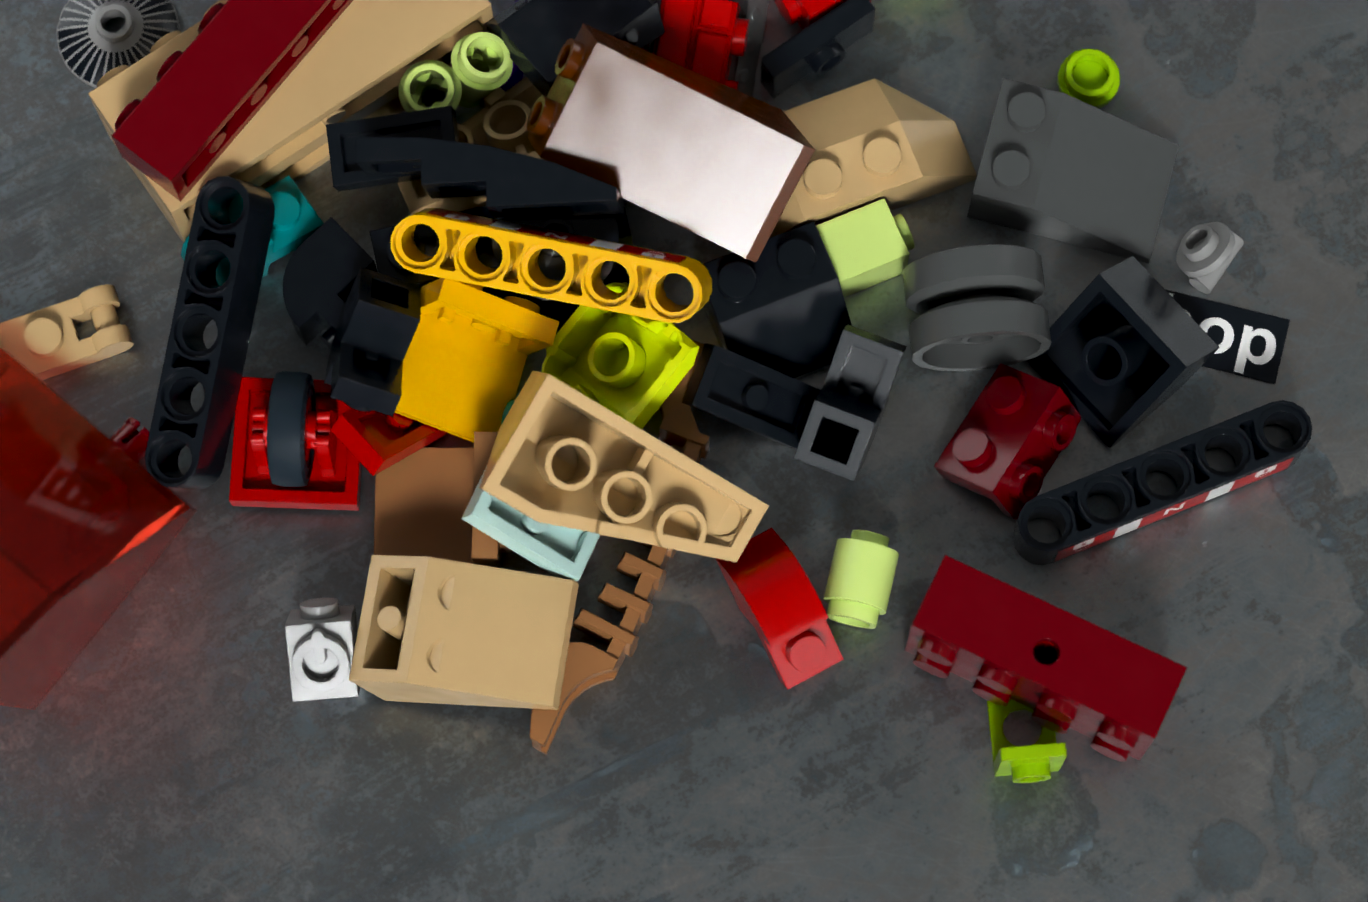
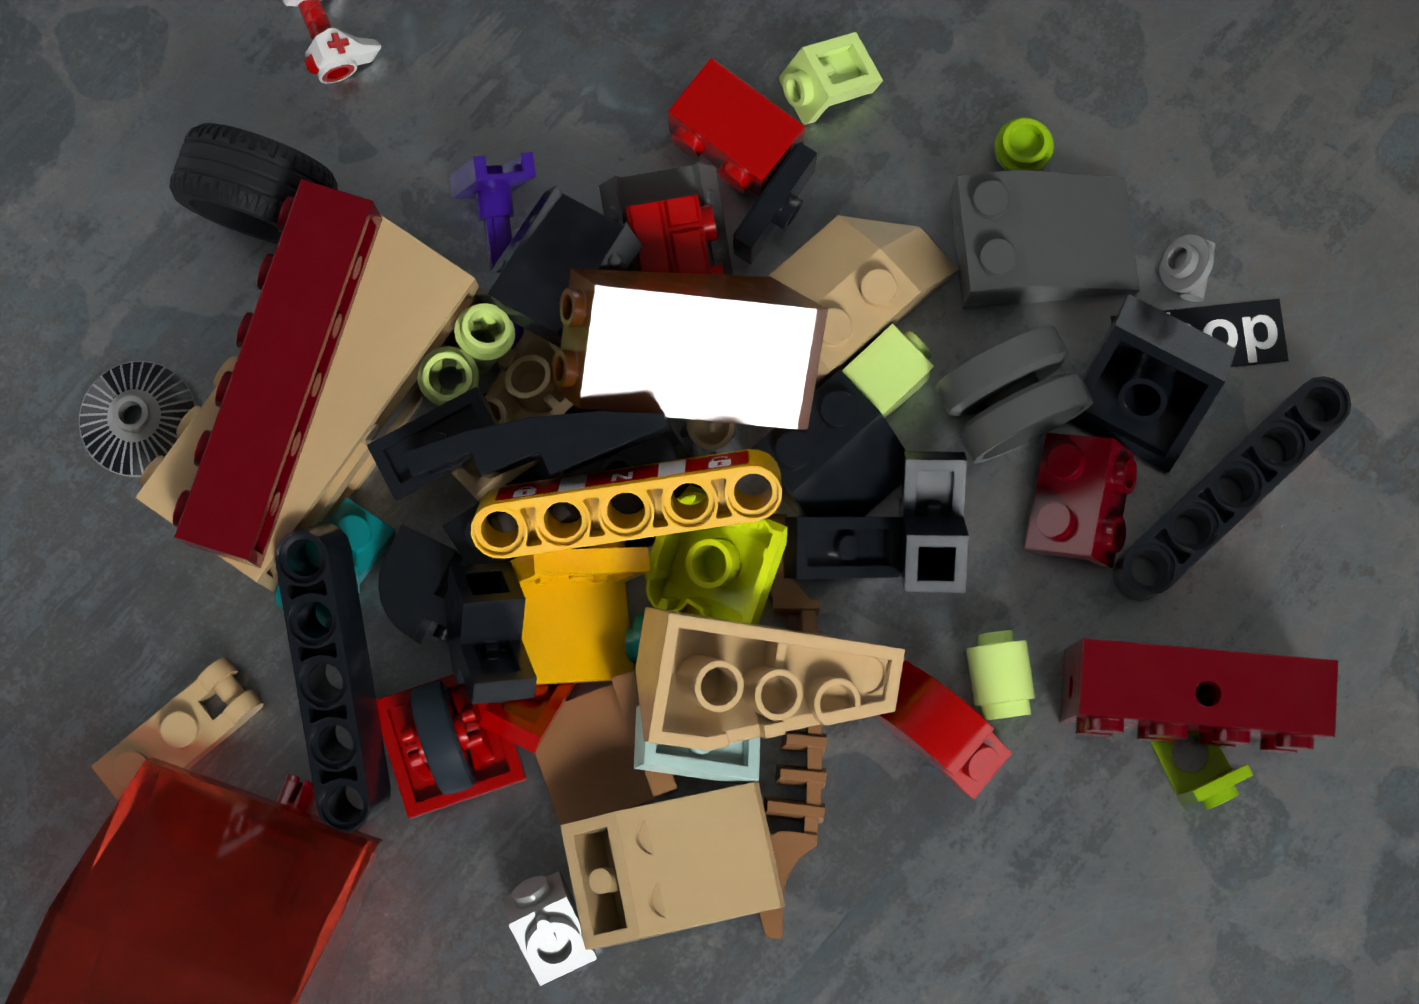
camera: 20 degrees left, 5 degrees up
(668, 237) = (710, 436): none -> tan piece

